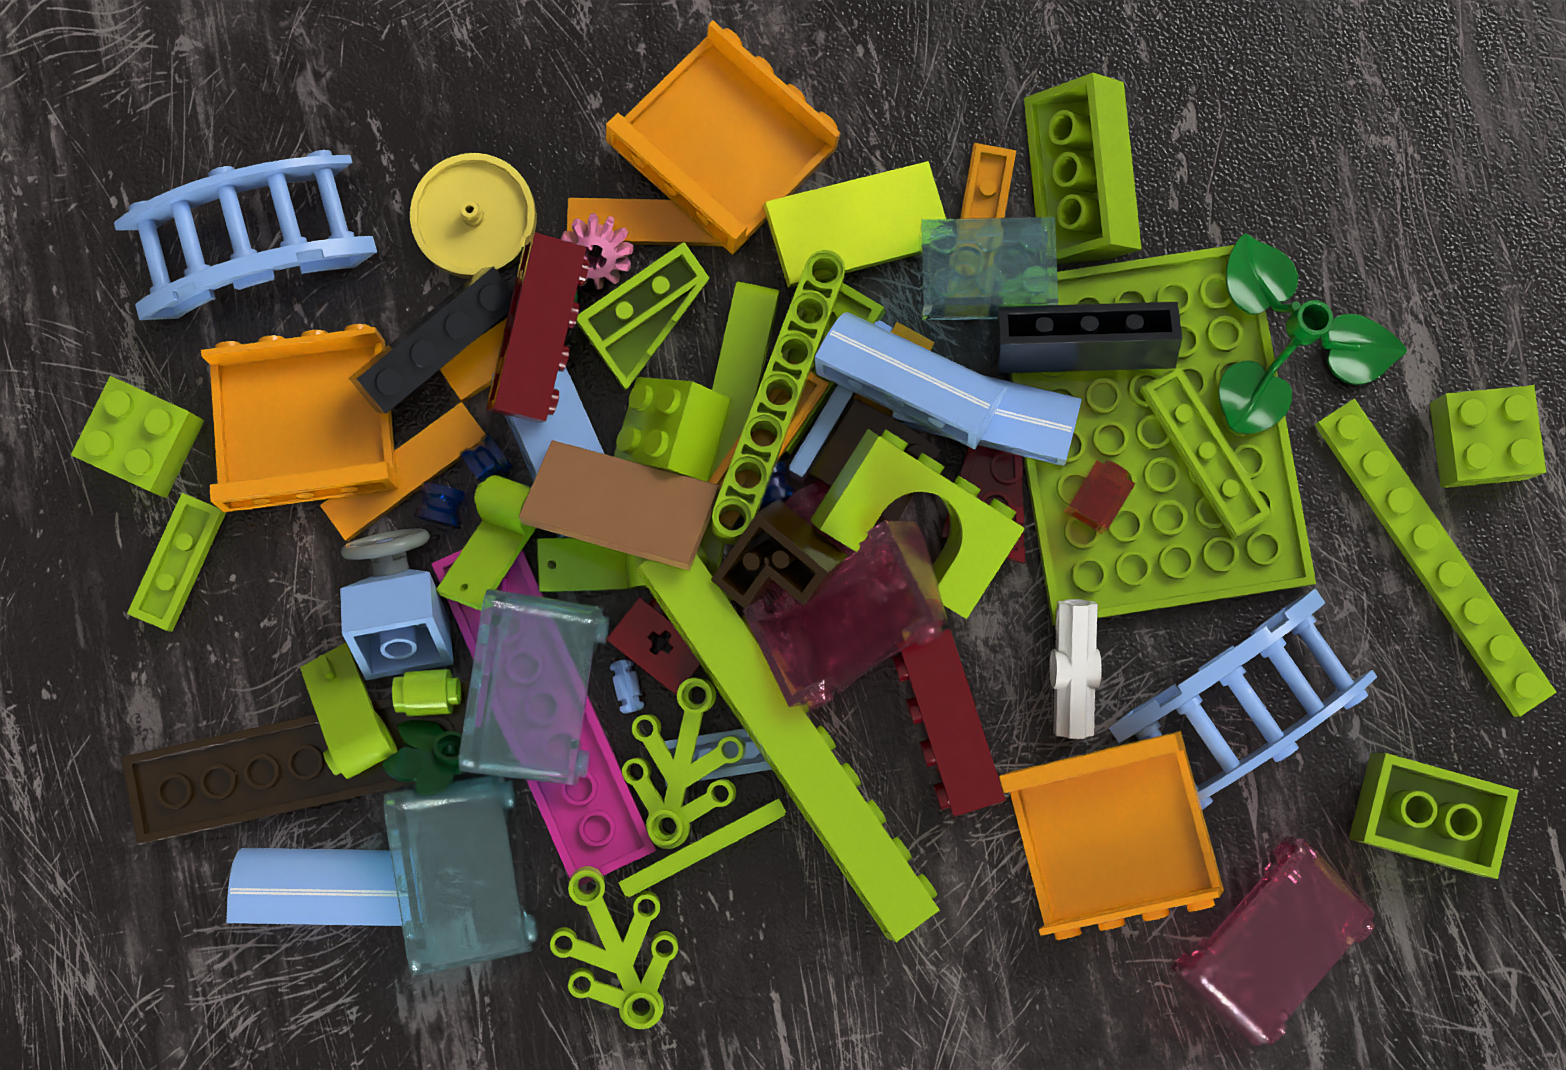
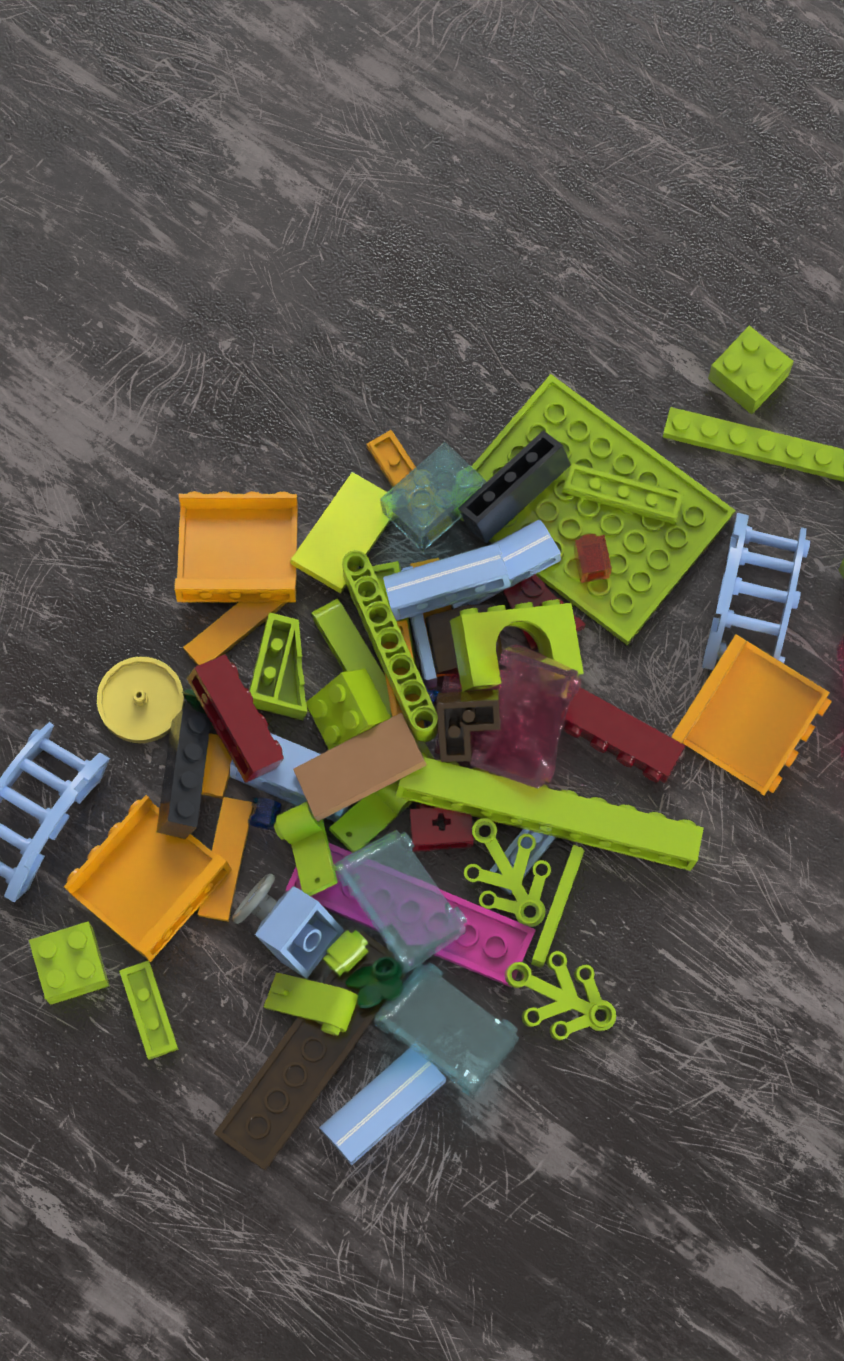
camera: 45 degrees left, 10 degrees down
(439, 504) = (261, 857): clear blue wheel -> none
(614, 251) = (228, 647): bright pink gear -> none
(626, 686) = (443, 863): light blue piece -> none
(1075, 668) = (658, 653): white piece -> none
(1084, 168) = (433, 408): lime slope -> none
(1358, 346) = (651, 383): green plant -> none

